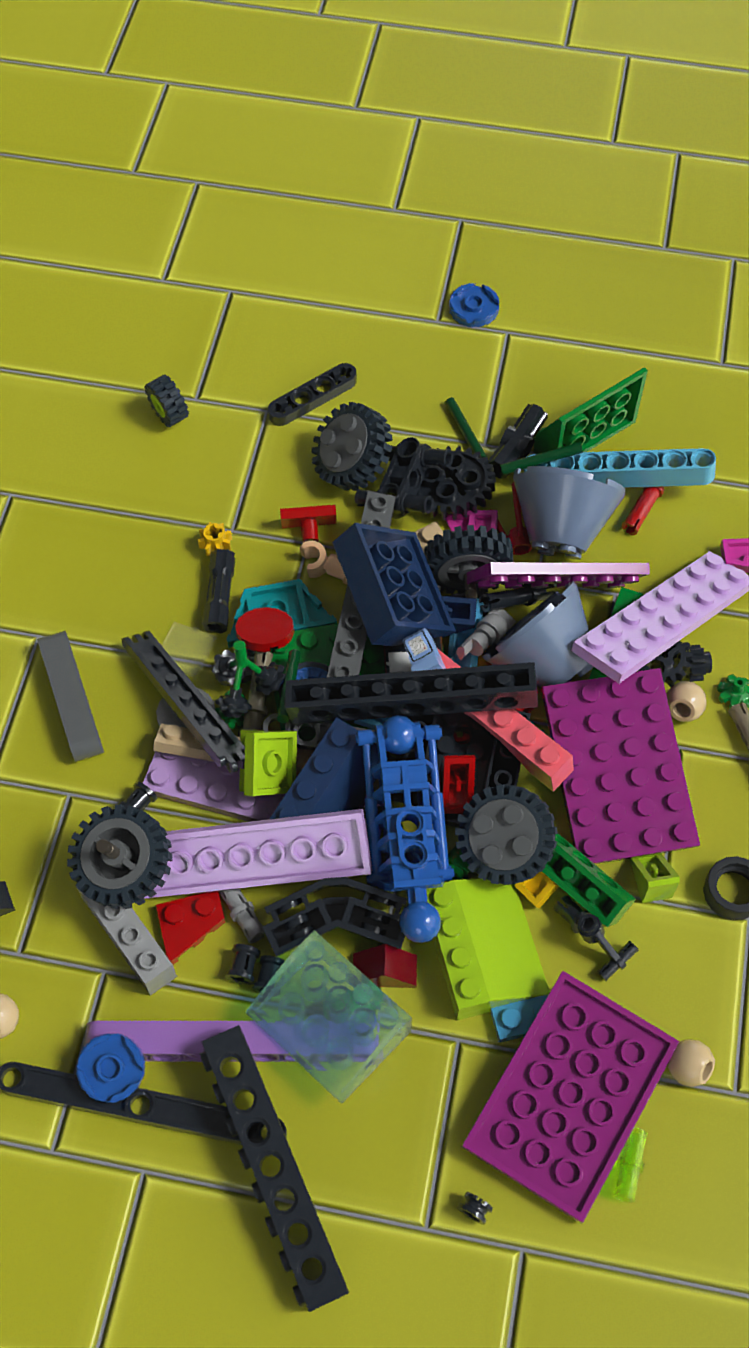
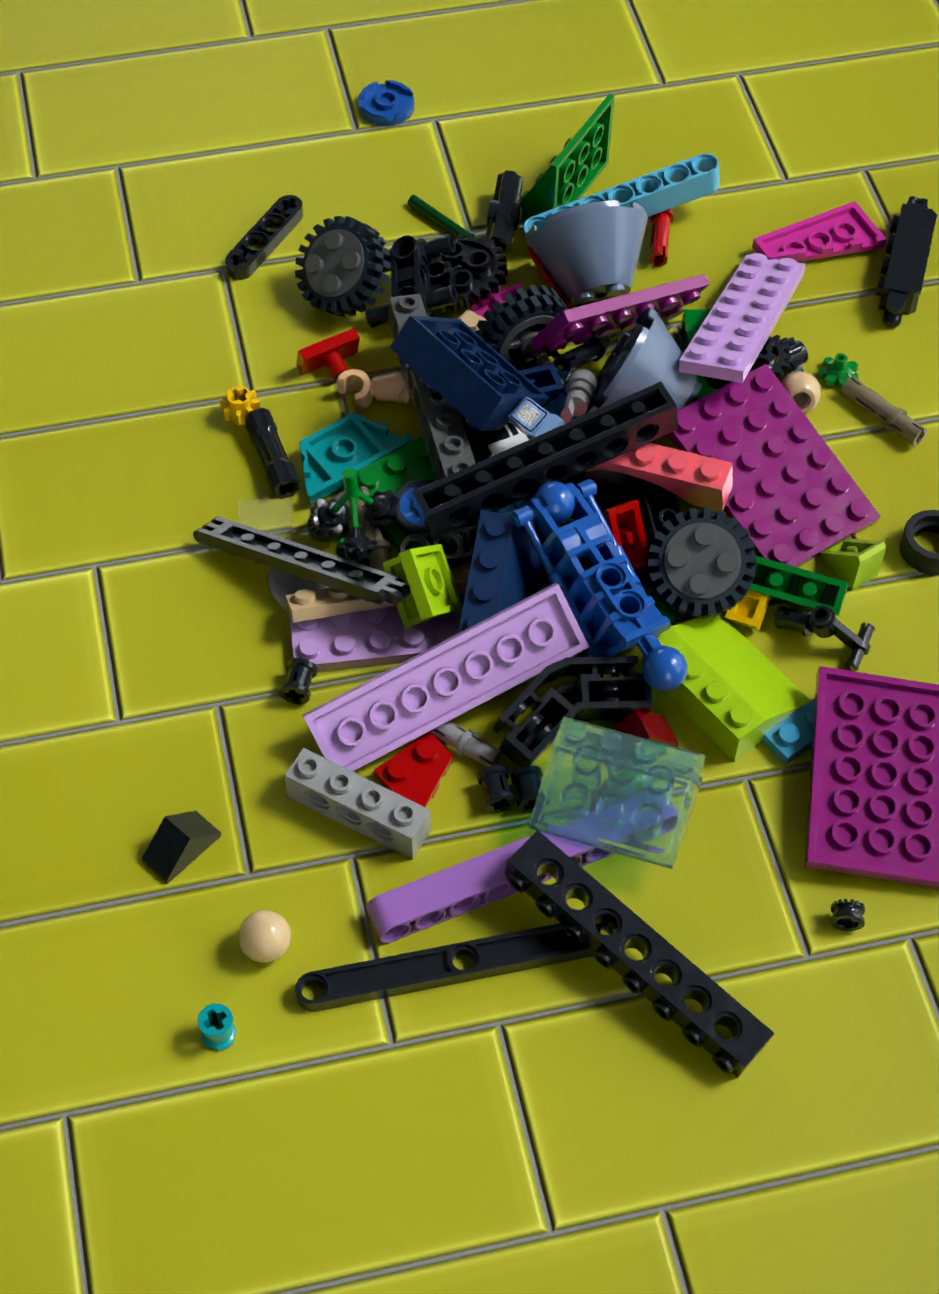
camera: 25 degrees left, 5 degrees down
(70, 696) = (168, 606): dark grey beam -> none
(110, 1067) = (418, 931): blue tile -> none
(120, 856) = (326, 722): wheel -> none
(166, 400) = (114, 287): black wheel -> none
(265, 629) = (333, 462): red tile -> none
(290, 674) = (407, 507): dark green bar -> none
(542, 458) = (540, 218): dark green bar -> none

